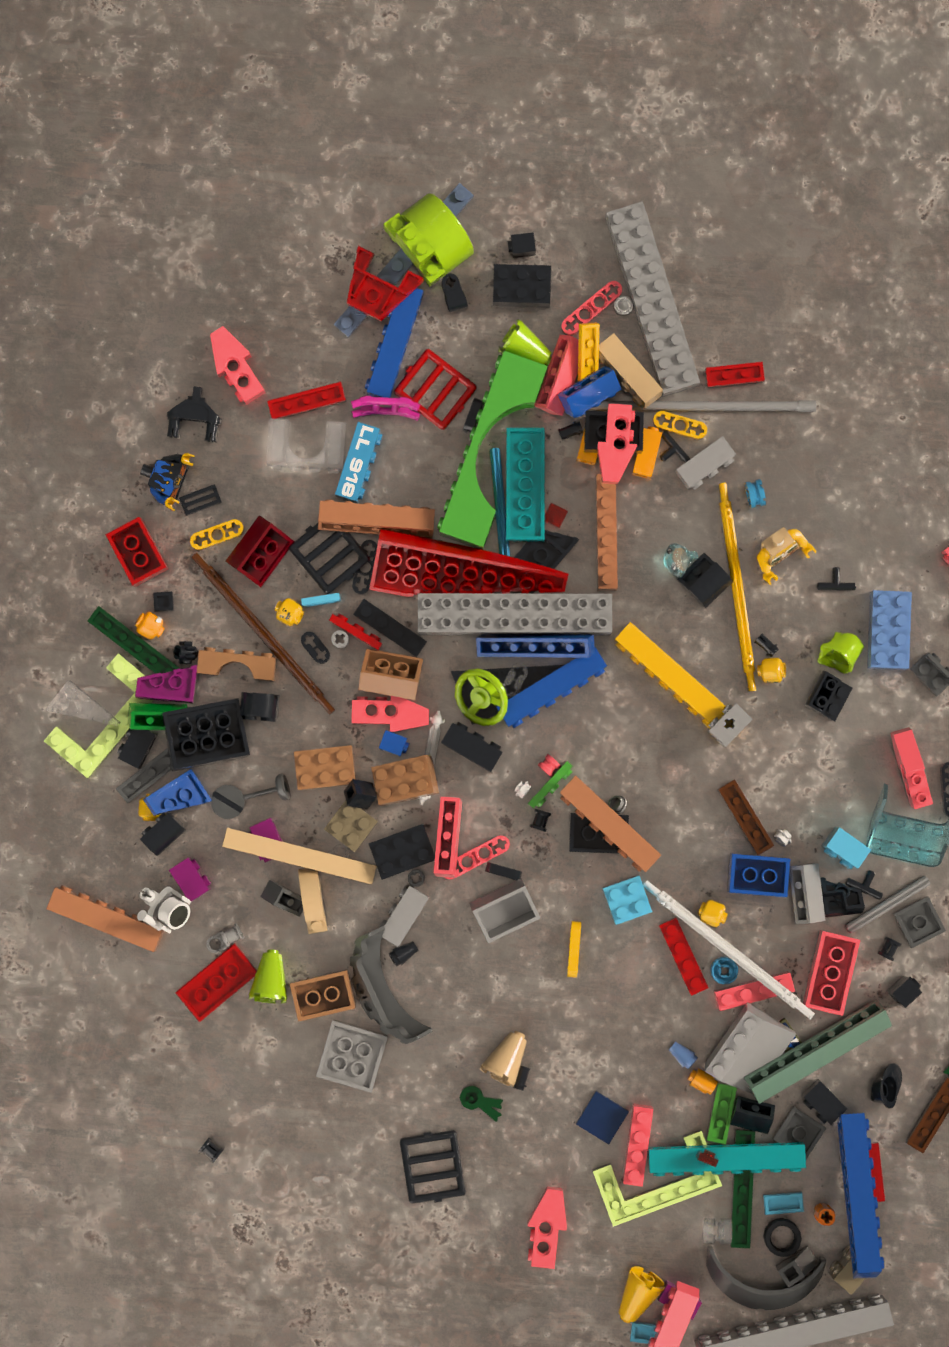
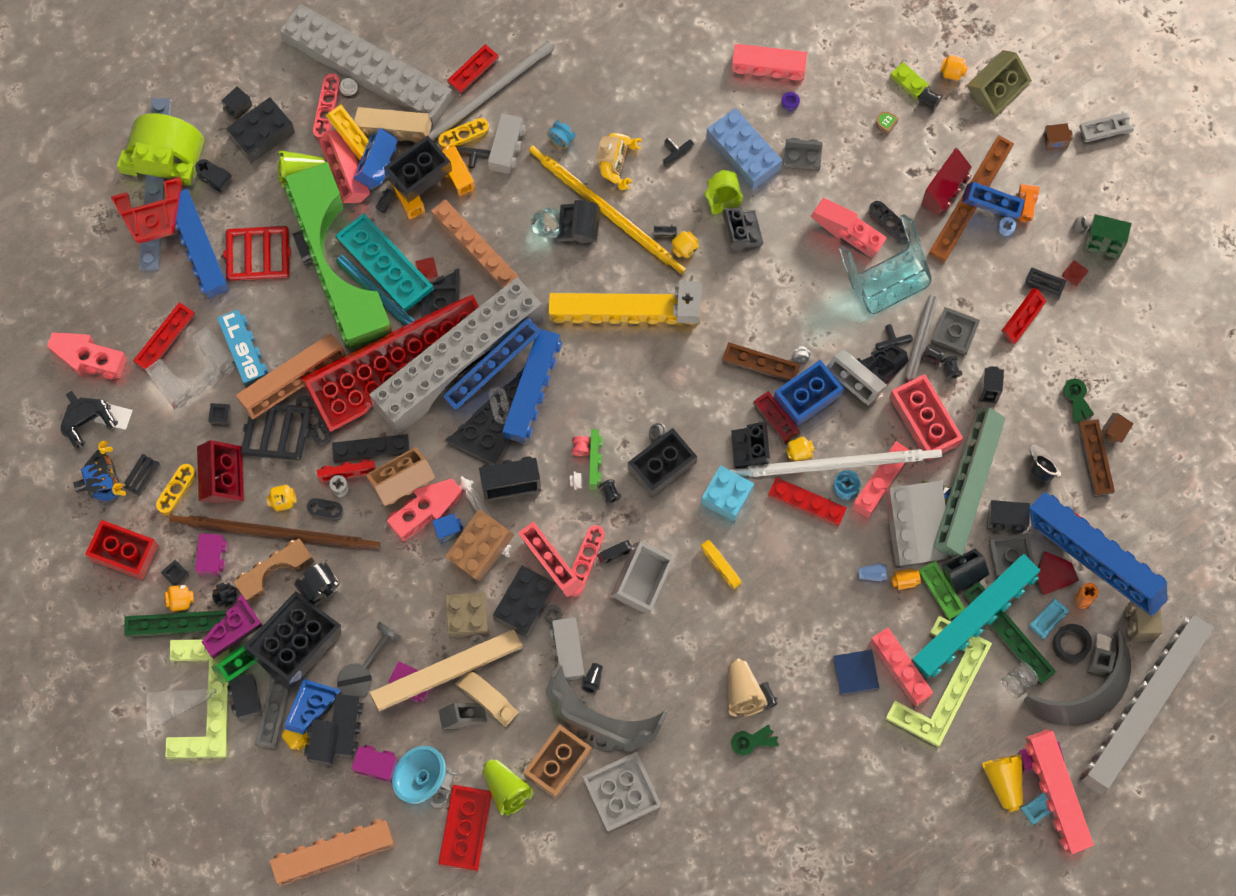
camera: 45 degrees left, 15 degrees down
(169, 909) = (376, 793): white piece -> none
(196, 827) = (346, 715): none -> black brick
(200, 612) = (211, 555): none -> magenta brick
(210, 909) = (418, 774): none -> medium azure dish
(224, 435) = (121, 414): none -> white sticker
(298, 501) = (219, 413): none -> black plate
(320, 600) = (299, 469): medium azure tile -> none
(324, 767) = (409, 589): medium nougat brick -> none
(360, 794) = (453, 583): black brick -> none
(406, 406) = (225, 301): dark pink piece -> none
(408, 1161) = (738, 835): black bar -> none
(481, 696) = (484, 433): lime piece -> none
(549, 1210) = (882, 775): coral brick -> none
(610, 824) = (664, 442): nougat brick -> none
(614, 460) = (431, 182): coral brick -> none
(678, 877) = (751, 445): none -> black brick
(707, 1157) = (961, 623): clear red plate -> none
(718, 870) = (776, 416): none -> dark red plate
(819, 1174) = (1055, 573): none -> dark red slope
(846, 848) = (853, 320): medium azure brick -> none
(884, 926) = (933, 355): none -> black bush

